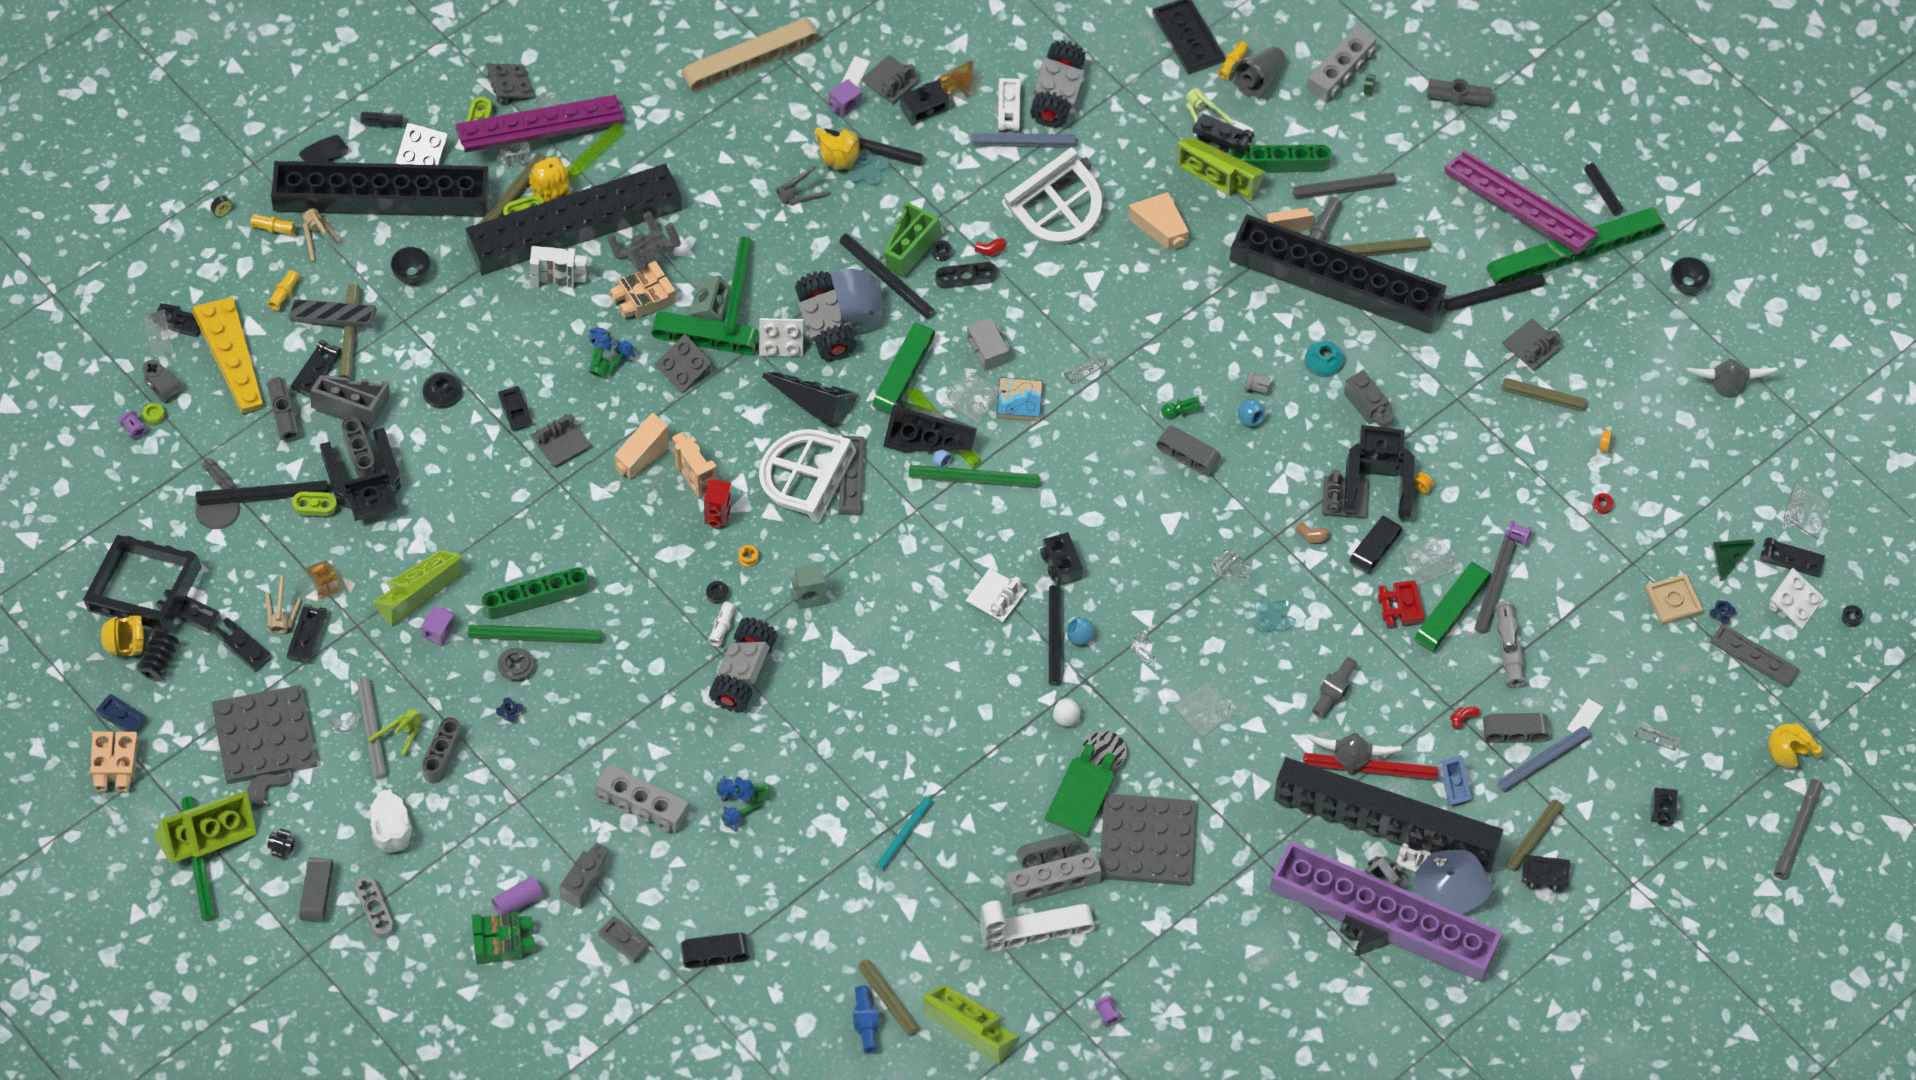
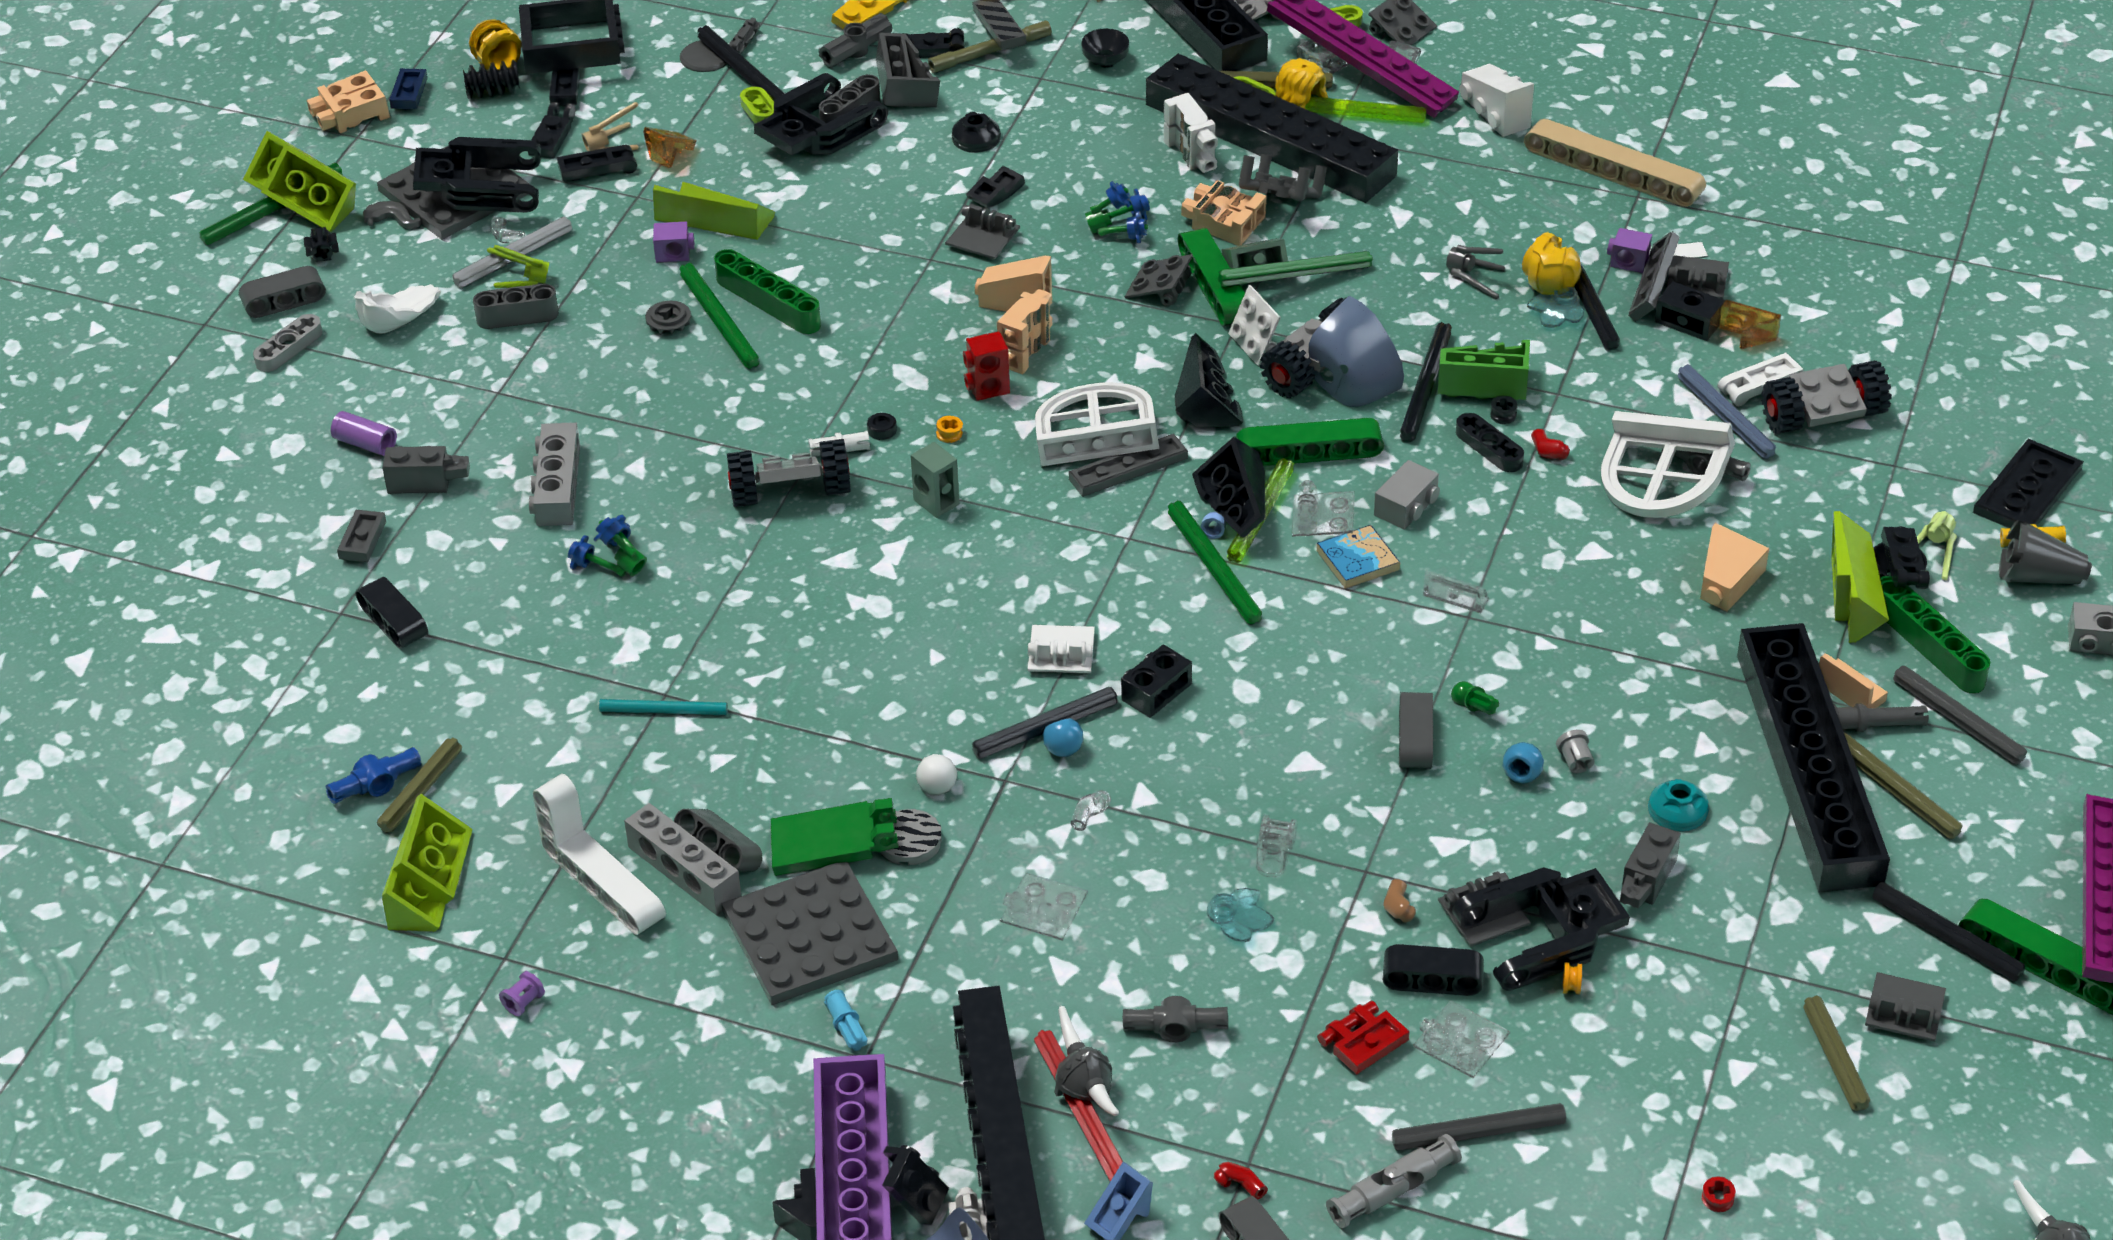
camera: 65 degrees right, 15 degrees down
(277, 729) = (450, 173): none -> black plate
(500, 937) = (302, 441): green hips -> none
(512, 715) = (605, 336): dark blue plate -> none
(640, 77) = (1498, 98): none -> white wedge
(881, 102) = (1653, 276): none -> dark grey tile
(1232, 852) = (845, 1019): none -> medium azure axle
(1452, 606) = (1403, 1091): green beam -> none
(1518, 532) = (1582, 1114): medium lavender bush -> none
(1605, 441) = (1820, 1150): light orange tile -> none

